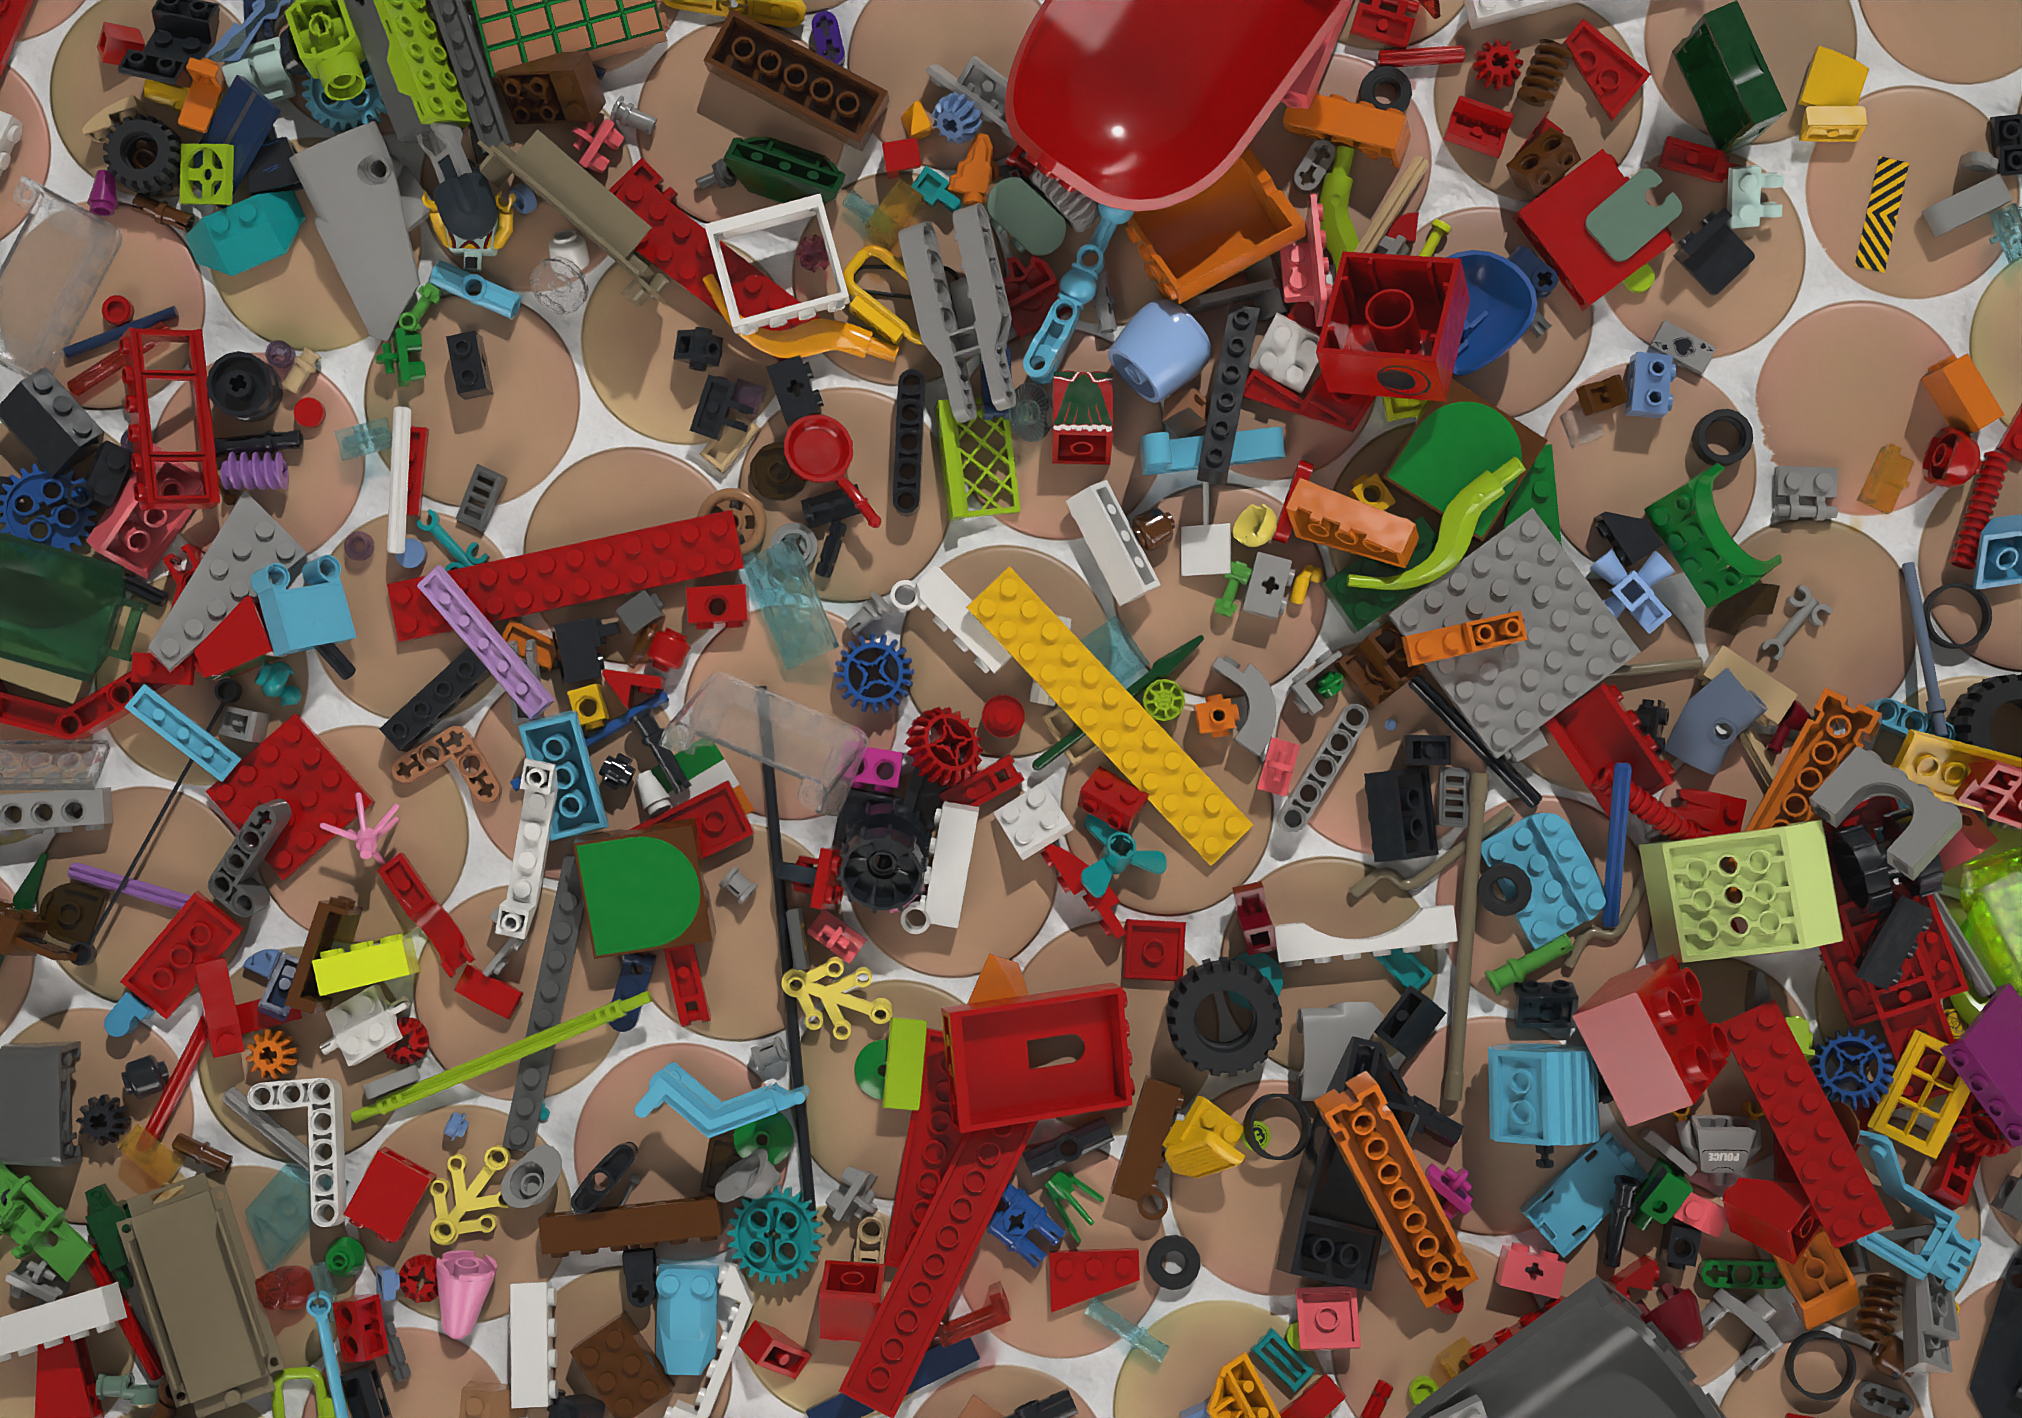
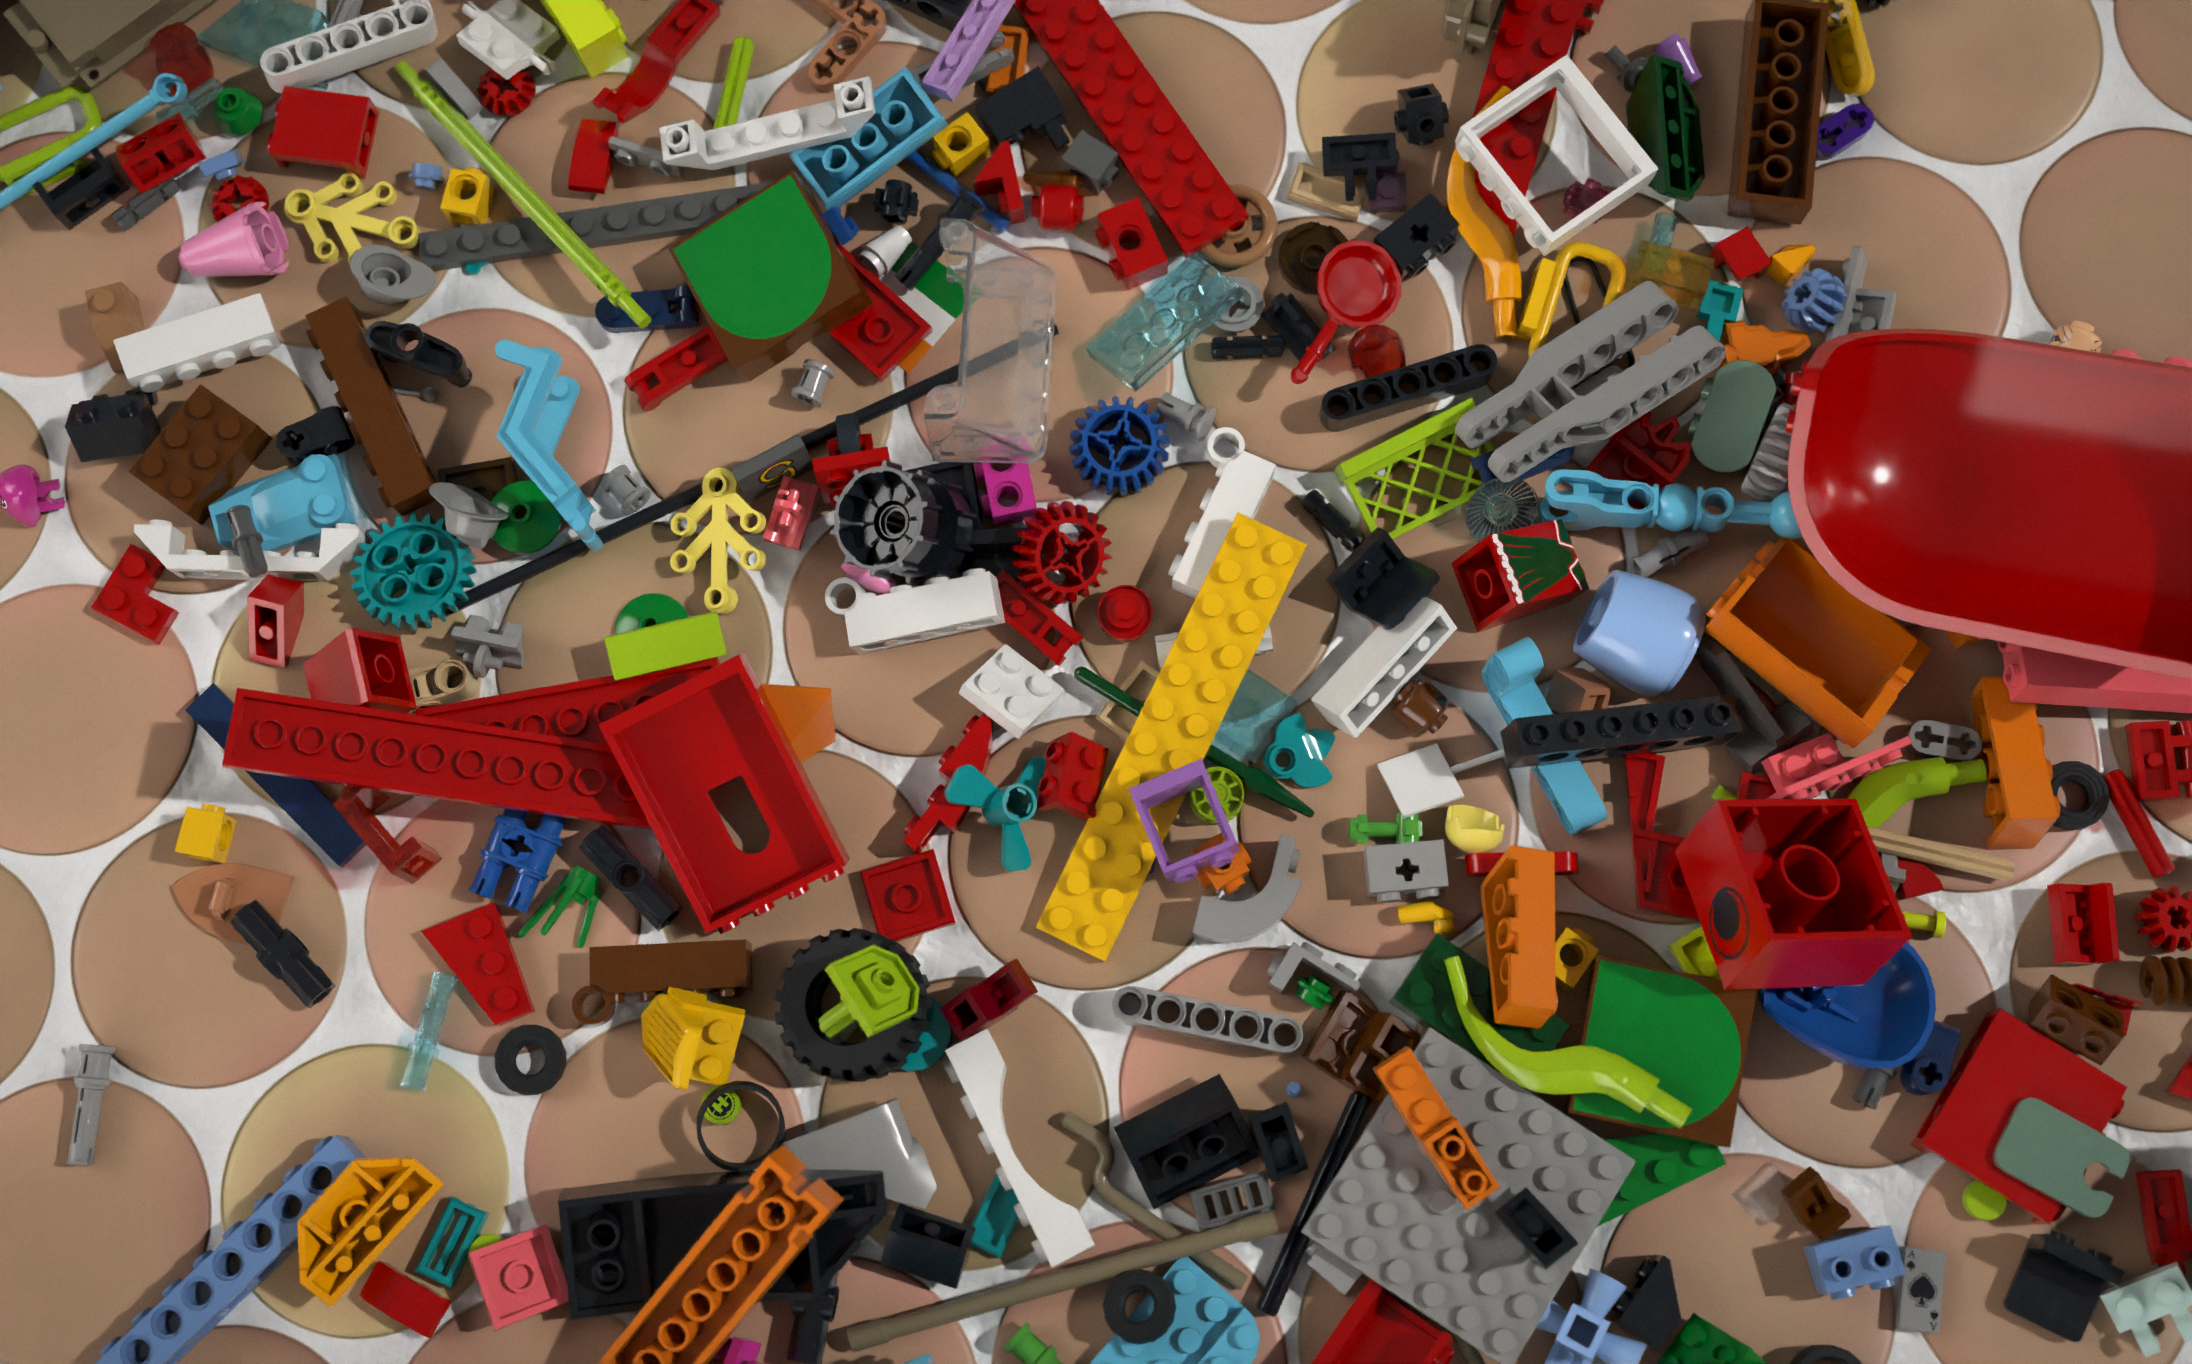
camera: 70 degrees right, 10 degrees down
(471, 863) = (734, 82): none -> lime axle
(500, 1096) = (472, 210): none -> yellow brick
(622, 820) = (843, 228): none -> blue tile
(709, 1352) = (247, 540): none -> dark grey axle
(721, 136) = (1678, 50): none -> medium lavender cone
(874, 454) = (1376, 350): none -> clear red hair
(988, 537) = (1332, 520): none -> black axle
(1052, 519) = (1381, 581): none -> black bracket
(1151, 732) = (1169, 787): none -> medium lavender window
(1153, 624) = (1304, 751): none -> teal plate
(1230, 998) = (873, 991): none -> lime piece
(1278, 766) = (1187, 963): coral hips -> none
(1287, 353) = (1695, 783): white plate -> none
(1558, 597) = (1535, 1229): none -> black slope

